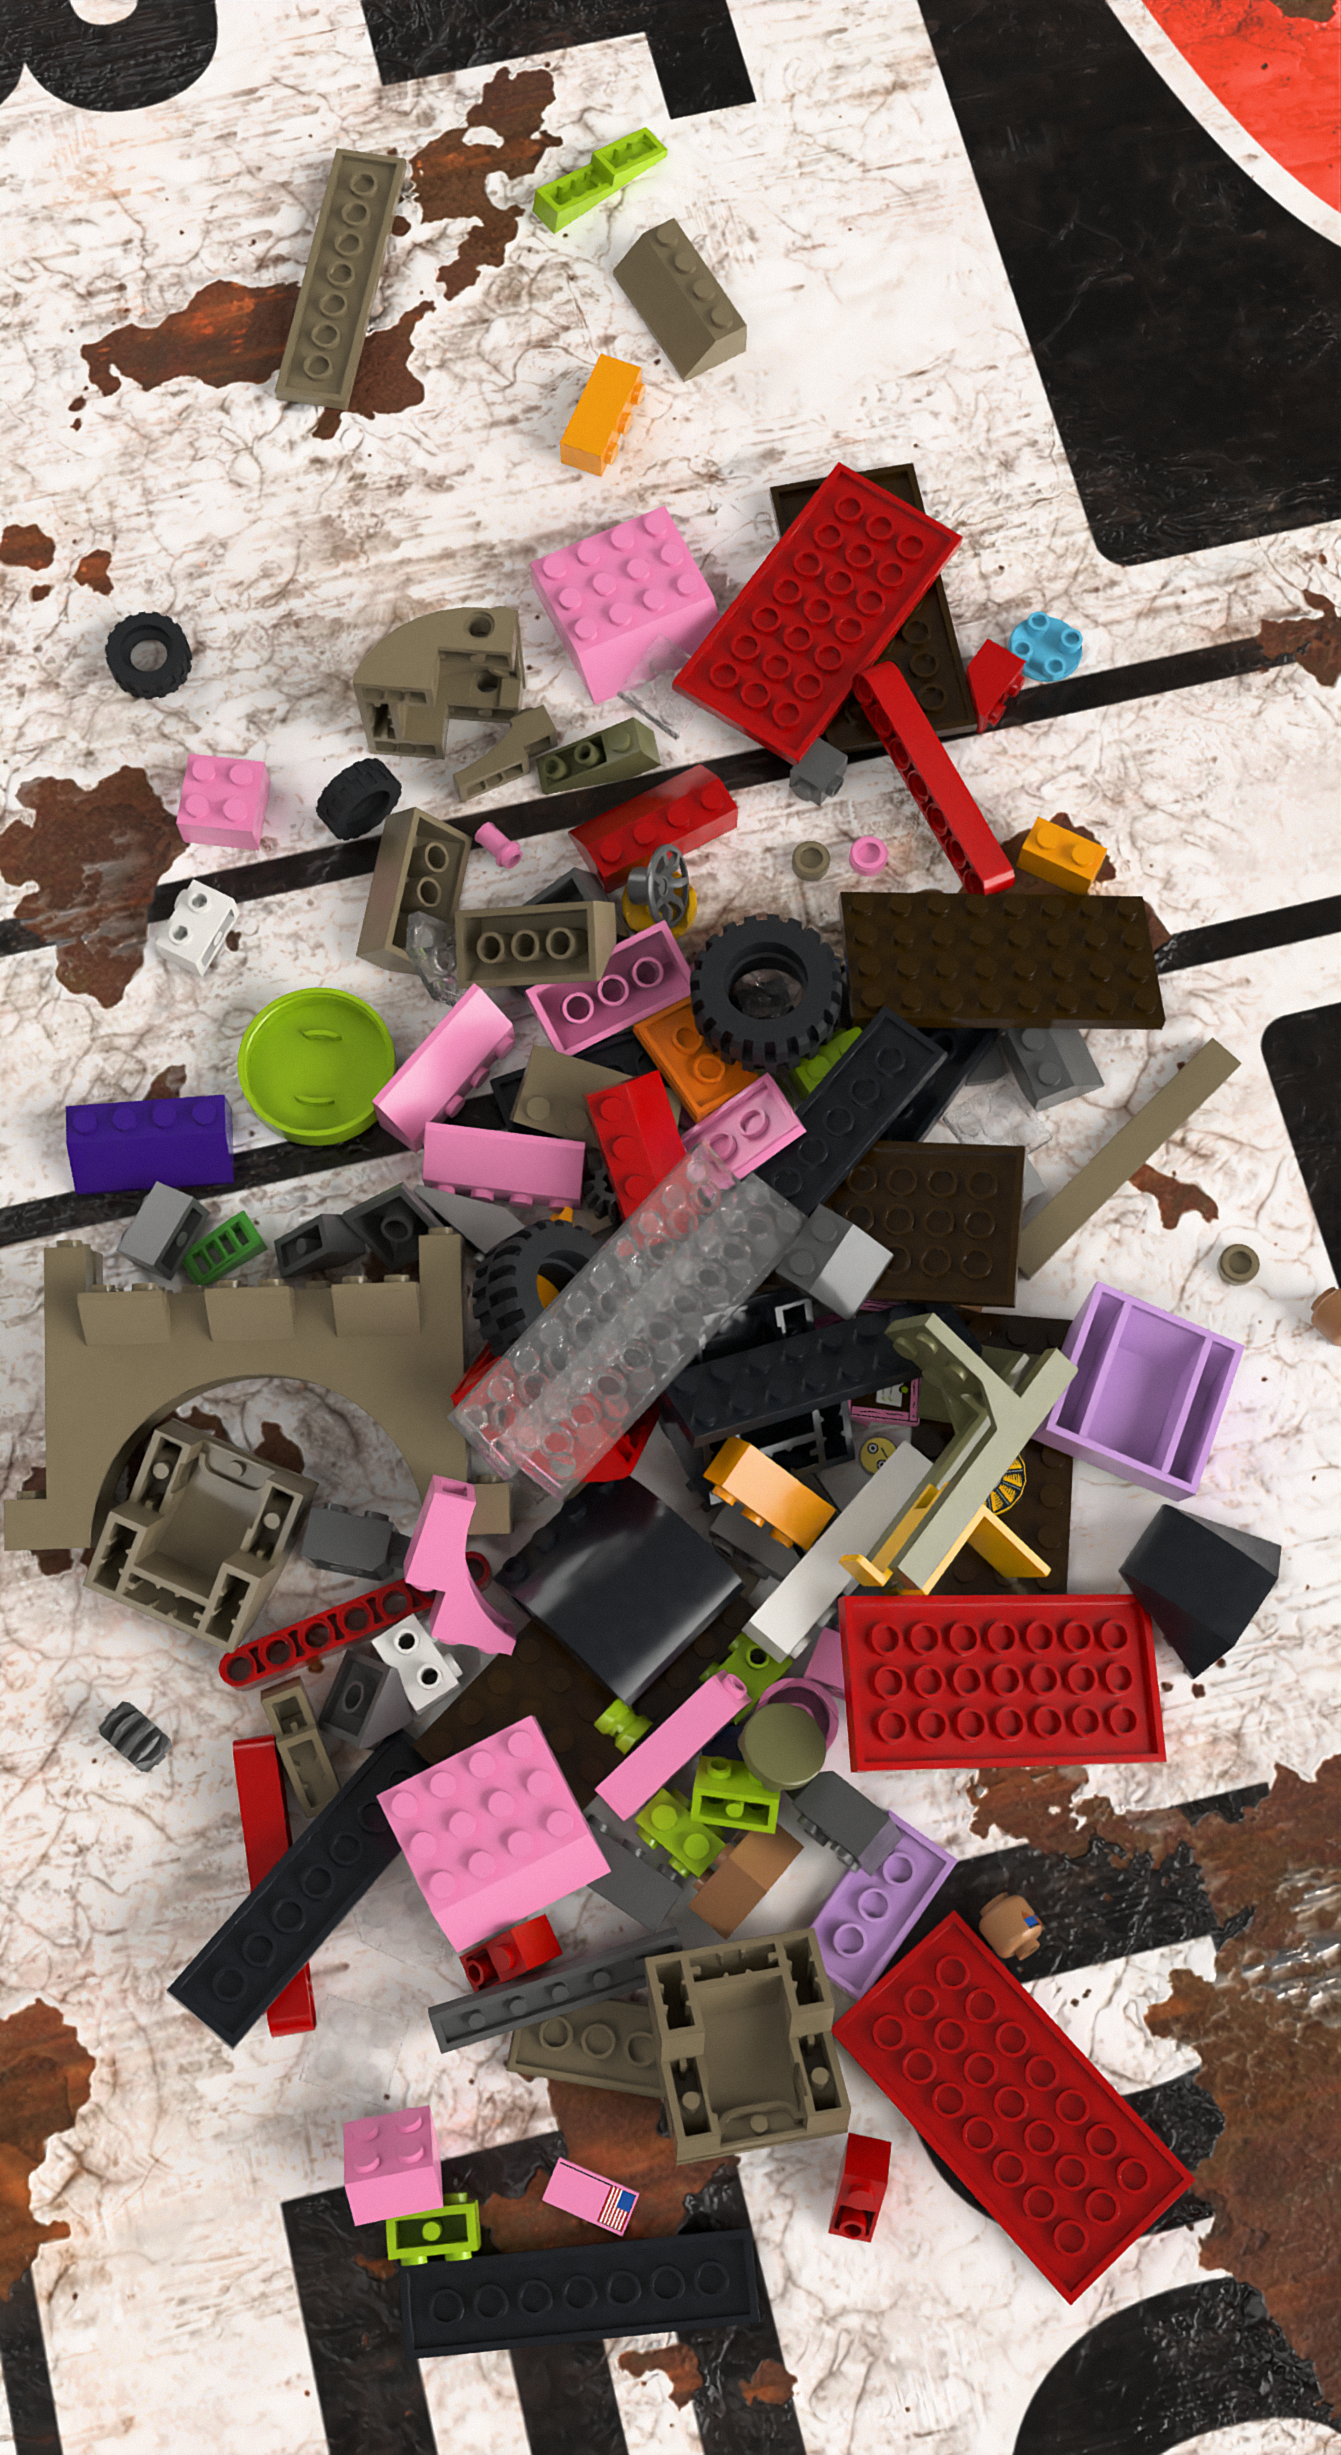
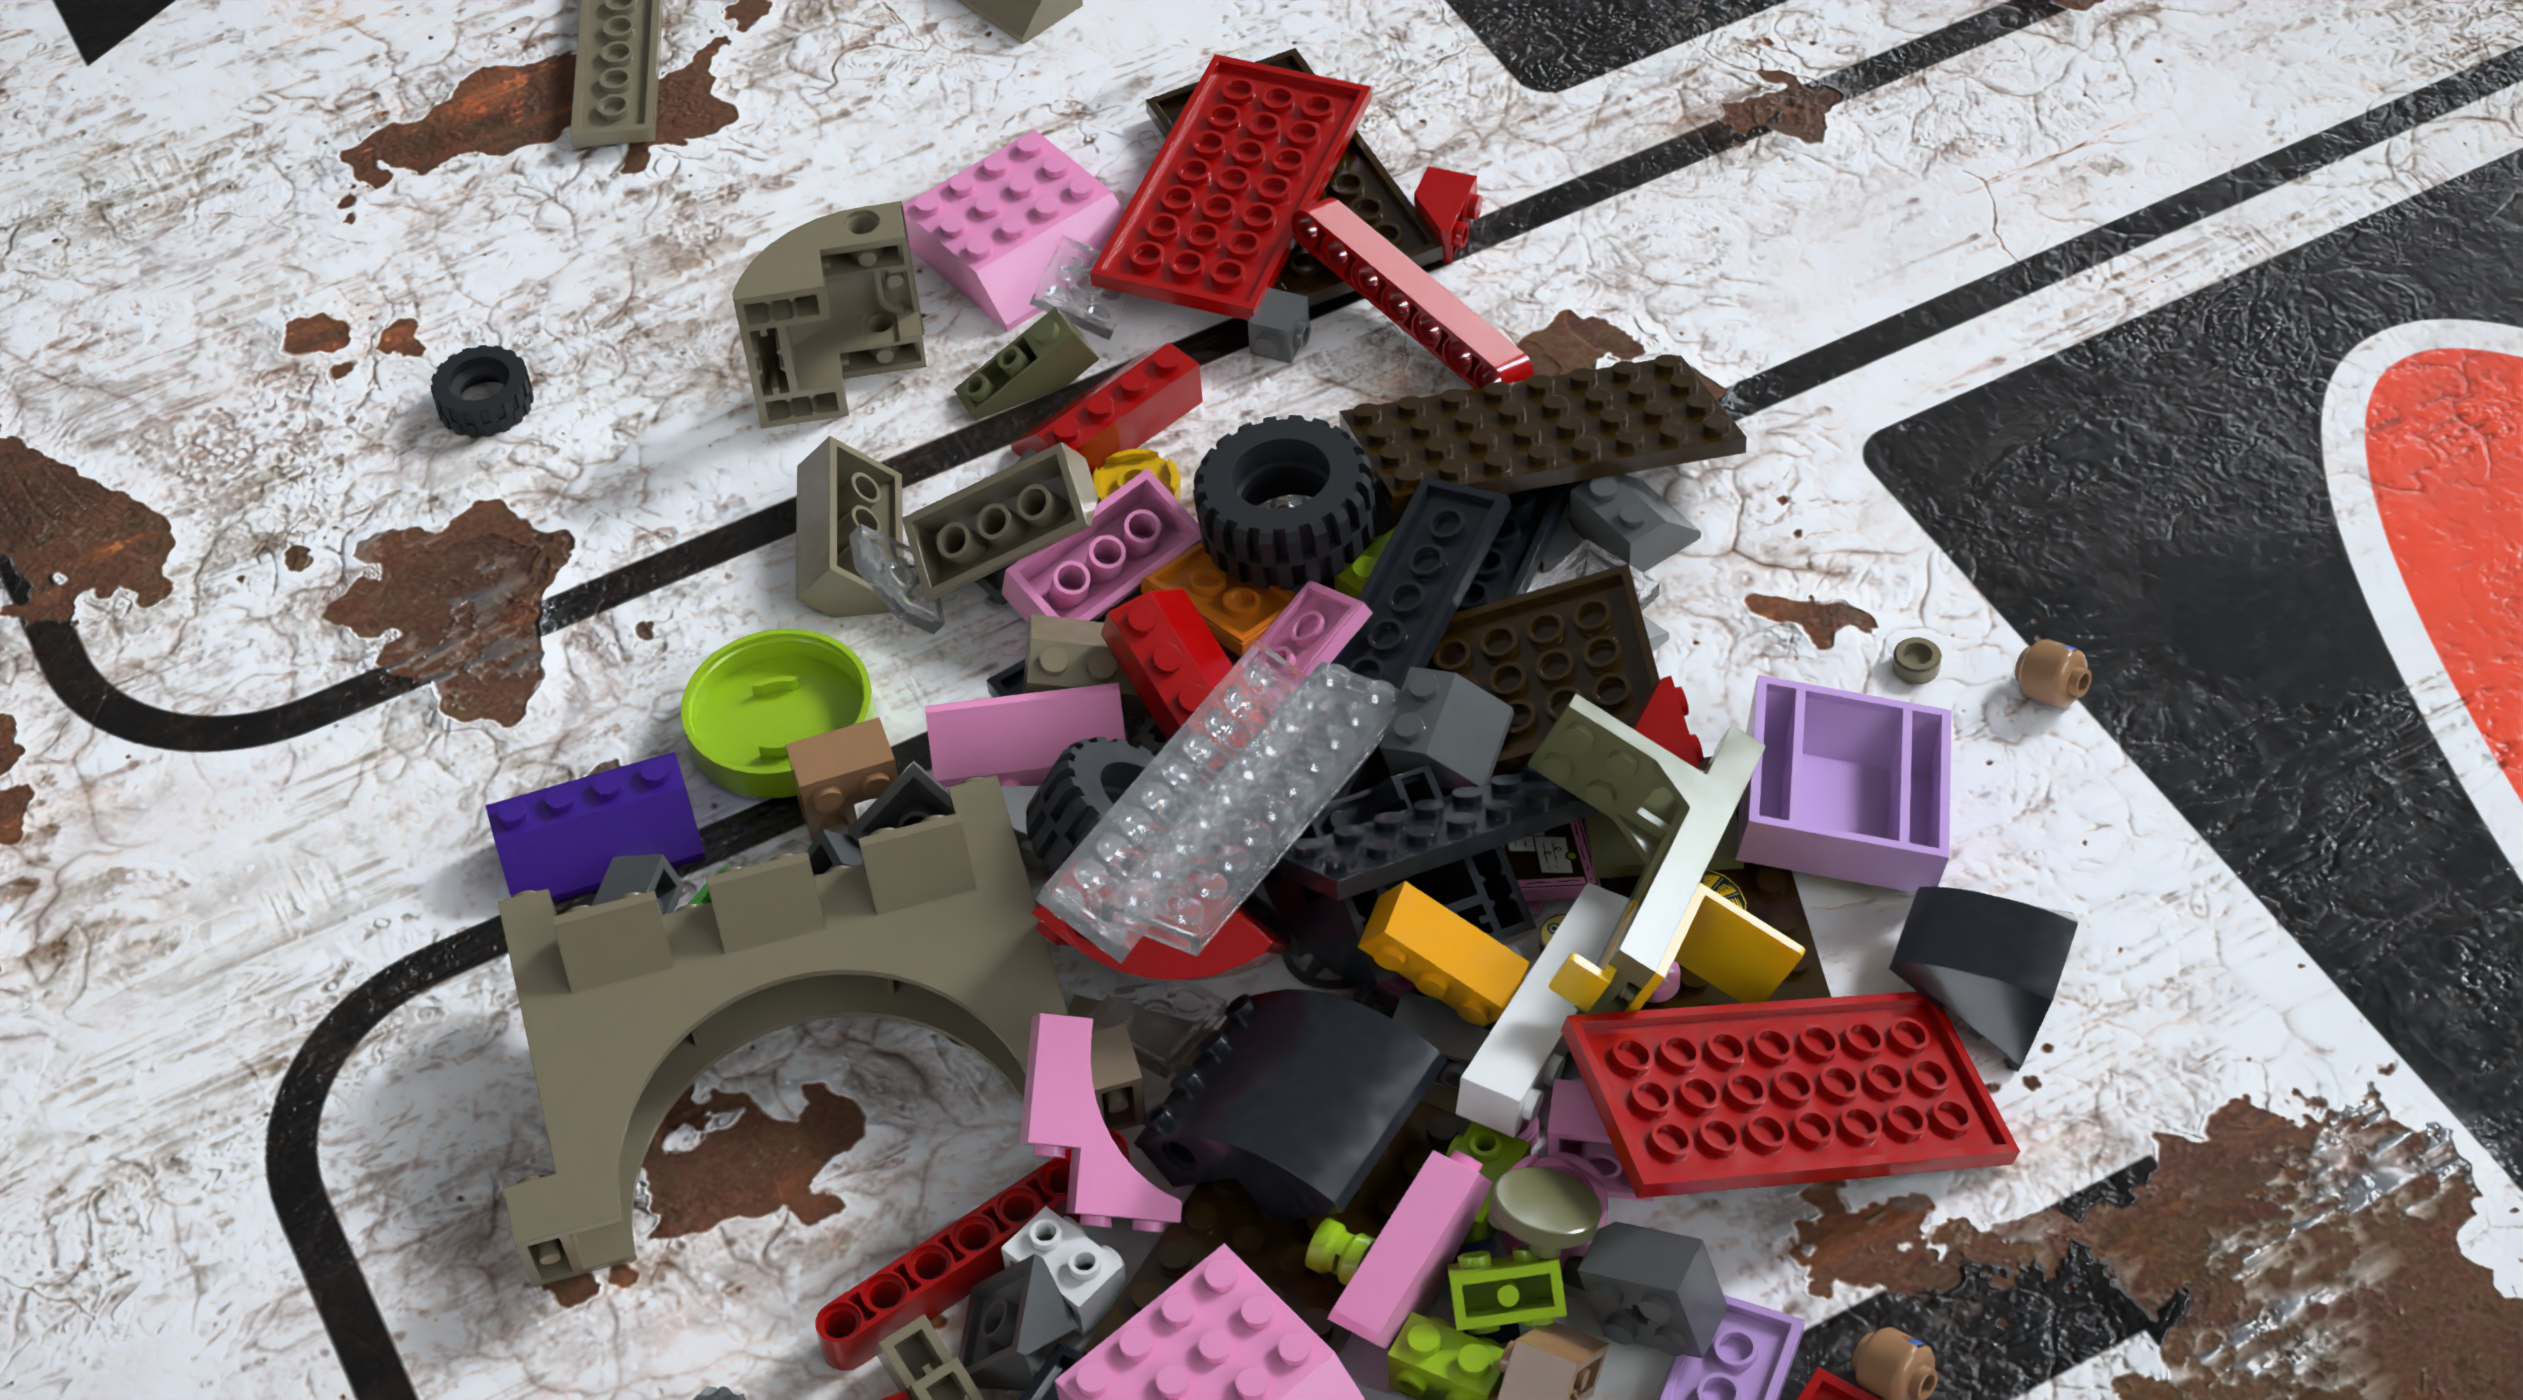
camera: 10 degrees left, 25 degrees down
(196, 927) = (600, 615): white brick -> none
(201, 1535) = (757, 1195): dark tan slope -> none
(223, 802) = (603, 497): bright pink brick -> none
(349, 1156) = (839, 771): none -> medium nougat brick
(353, 1543) = (952, 1157): dark grey hinge -> none
(358, 799) = (742, 442): black tyre -> none
(445, 1068) = (932, 662): bright pink slope -> none
(496, 843) = (944, 474): bright pink pin -> none
(528, 736) = (924, 390): dark tan slope -> none
(602, 415) = (941, 82): light orange brick -> none
(655, 885) = (1125, 452): dark grey wheel -> none
(810, 861) = (1296, 403): dark tan tile -> none
(868, 856) = (1360, 388): bright pink tile -> none
(996, 1330) = (1664, 722): none -> red slope
(1047, 646) = (1499, 169): medium azure dish -> none
(1061, 857) = (1576, 335): light orange brick -> none
(1124, 1156) = (1753, 581): dark tan tile -> none

